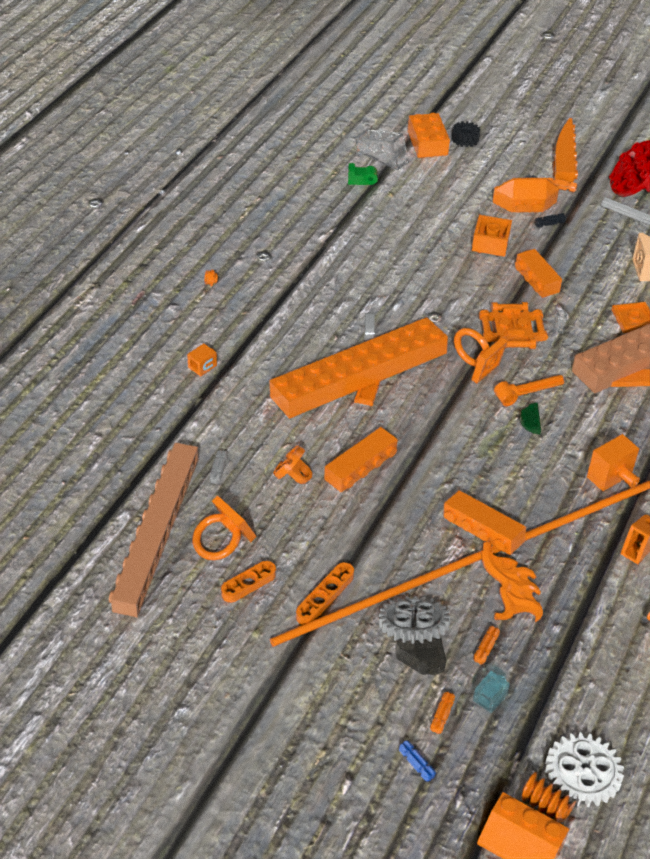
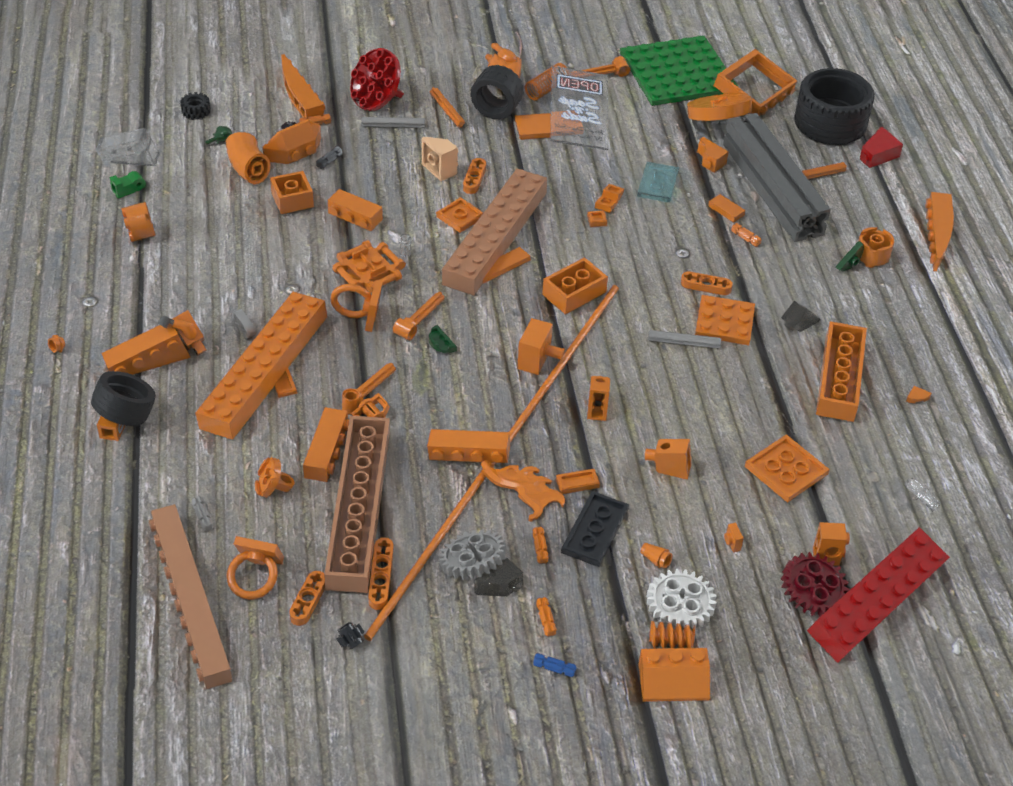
camera: 35 degrees left, 0 degrees up
(214, 352) = (123, 398): none -> black tyre
(256, 632) = (350, 635): none -> black gear
(273, 314) = (147, 351): none -> orange wedge
(315, 310) = (187, 330): none -> orange torso
(345, 207) = (138, 221): none -> orange brick
(346, 523) = (357, 505): none -> nougat brick
(413, 432) = (353, 397): none -> orange axle
(421, 449) = (370, 410): none -> orange piece
(428, 135) = (162, 120): orange brick -> none
(469, 166) = (220, 135): none -> dark green piece
(474, 191) = (247, 158): none -> orange brick
(491, 691) = (572, 579): clear light blue brick -> none
(551, 658) = (595, 529): none -> black tile
(566, 605) = (577, 481): none -> orange tile
(592, 714) = (657, 555): none -> orange cone

